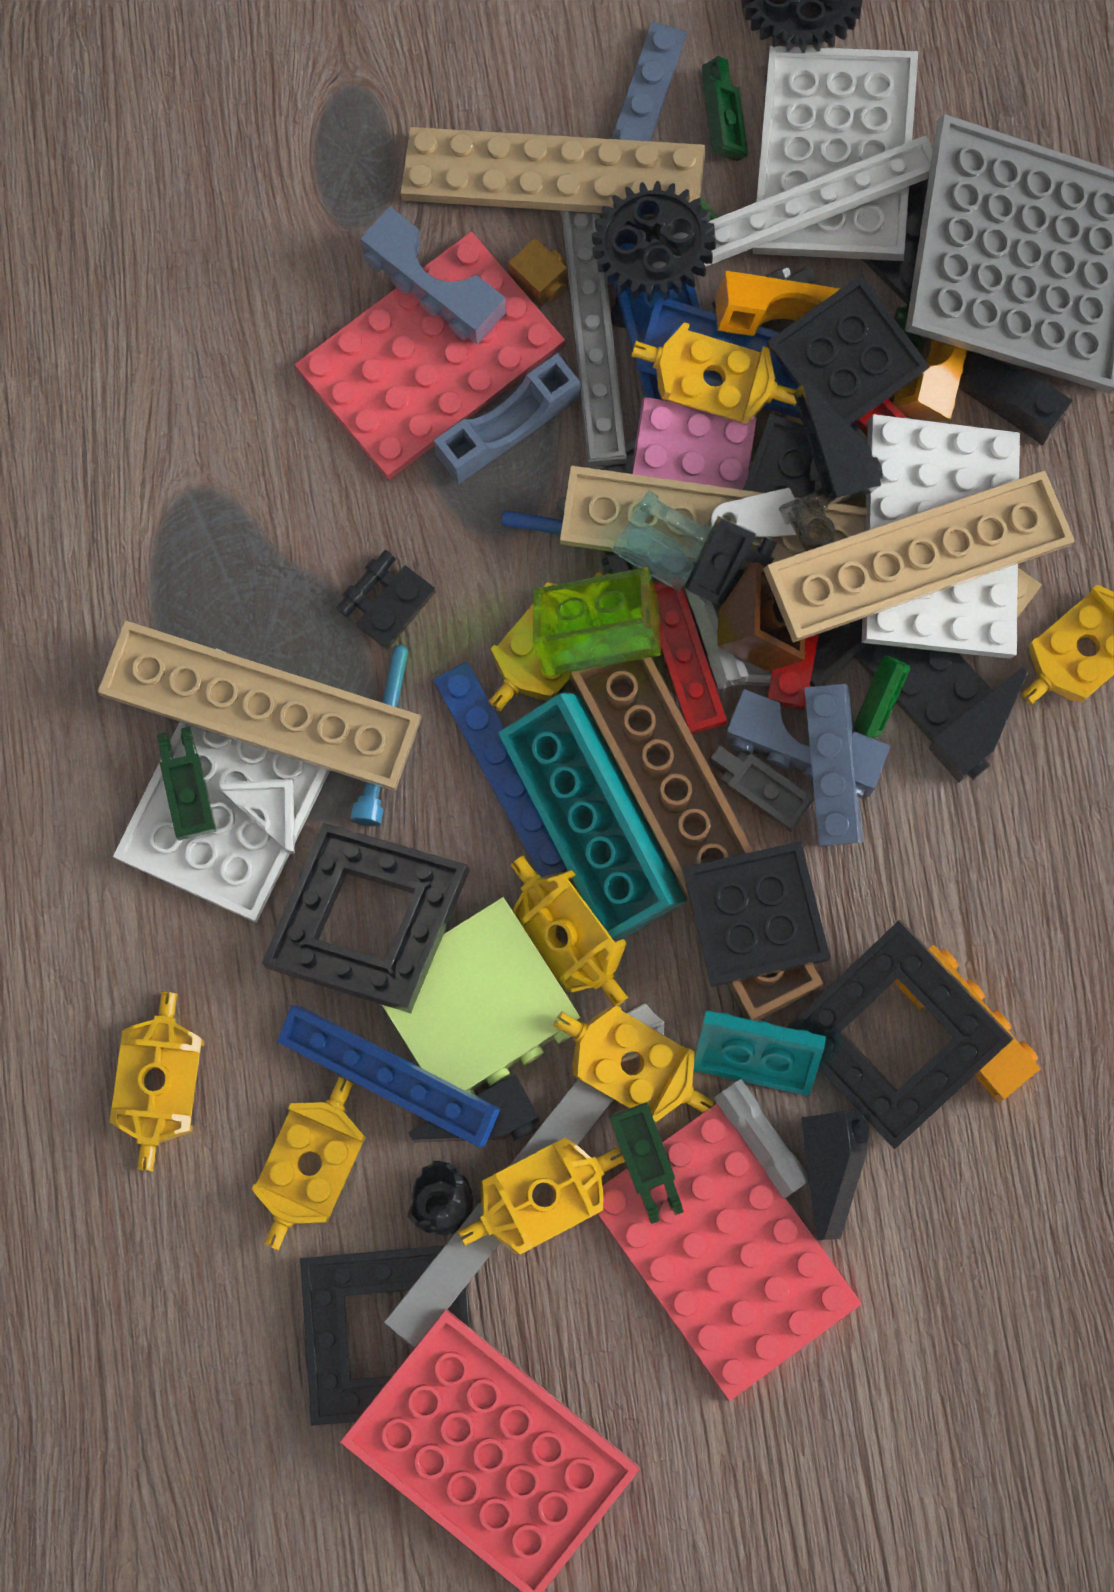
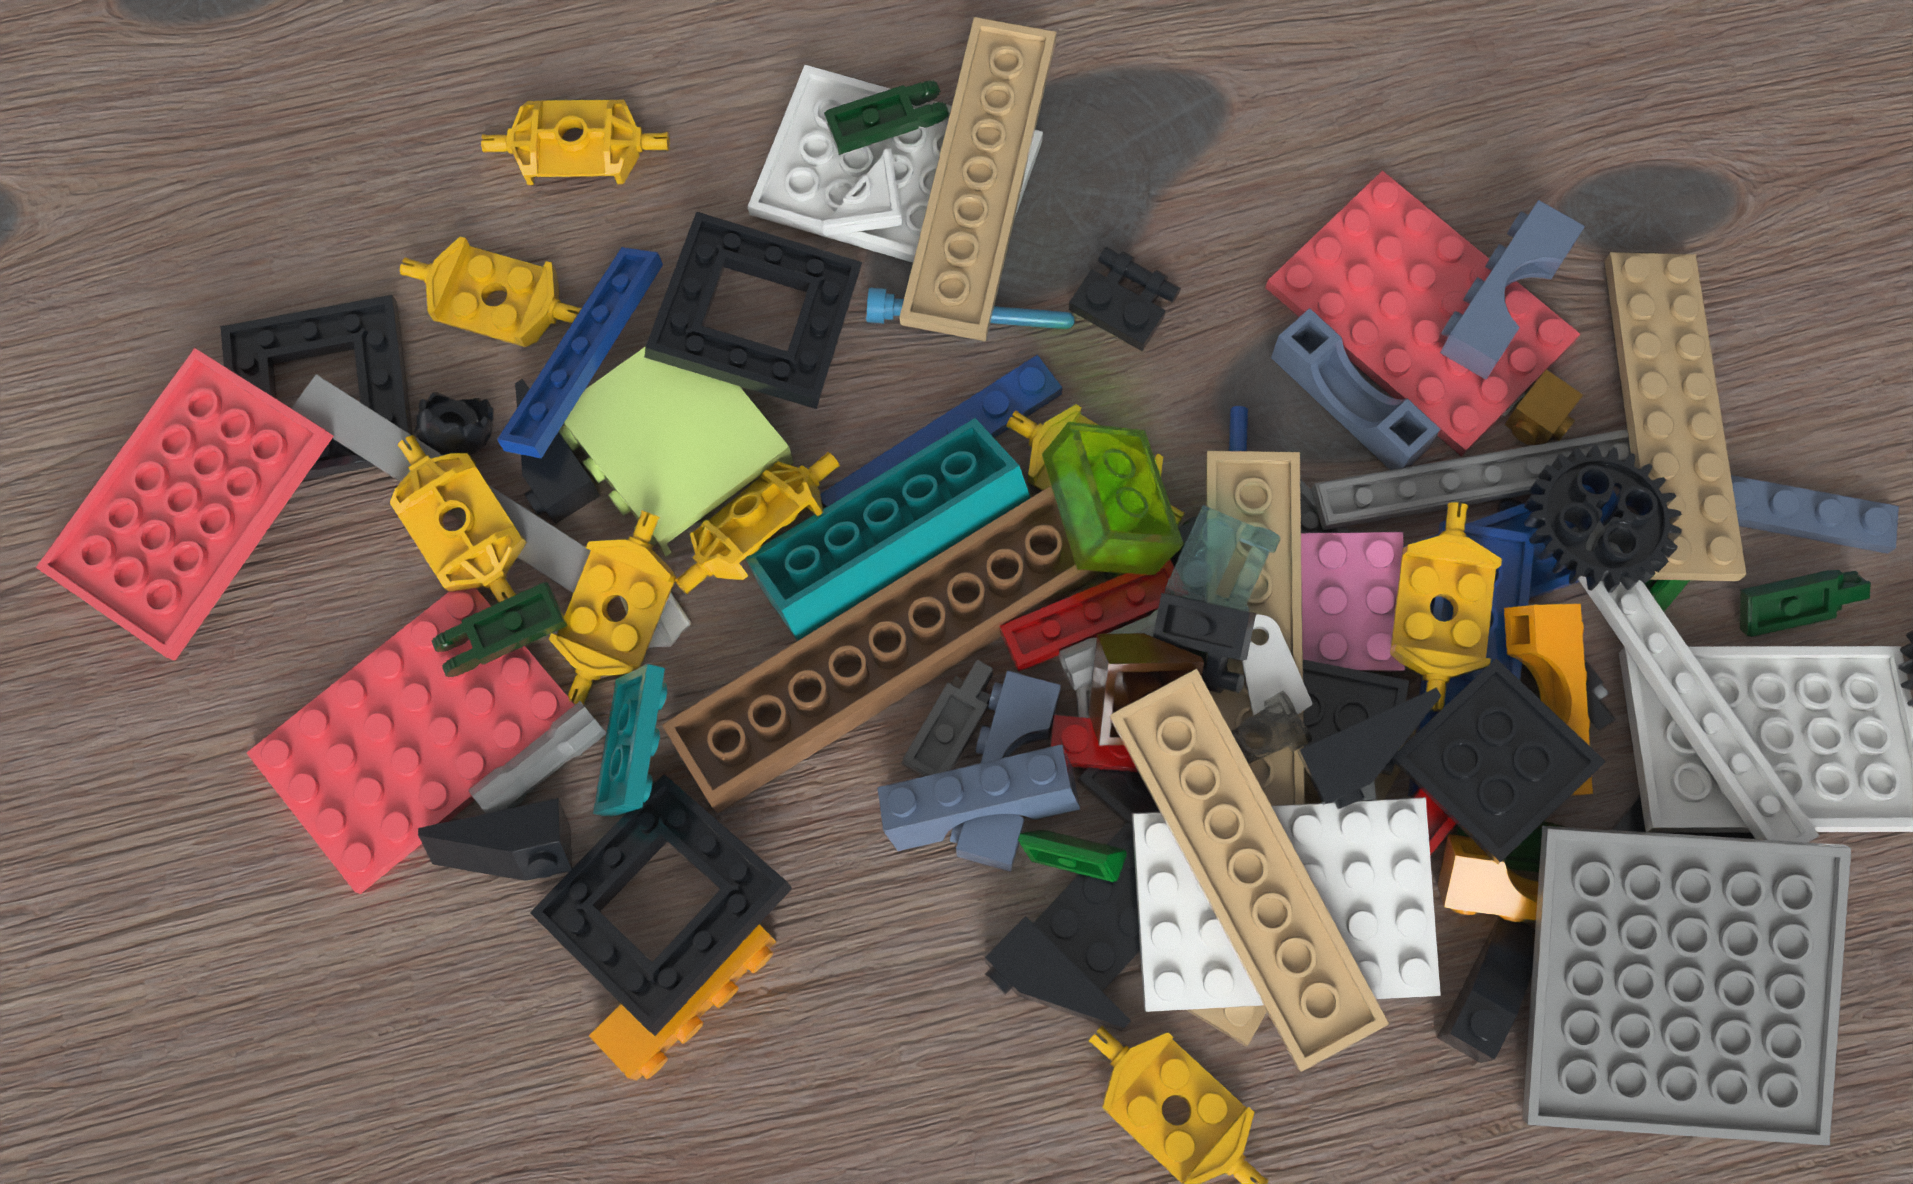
camera: 85 degrees right, 5 degrees down
(756, 914) = (780, 713): black plate -> none

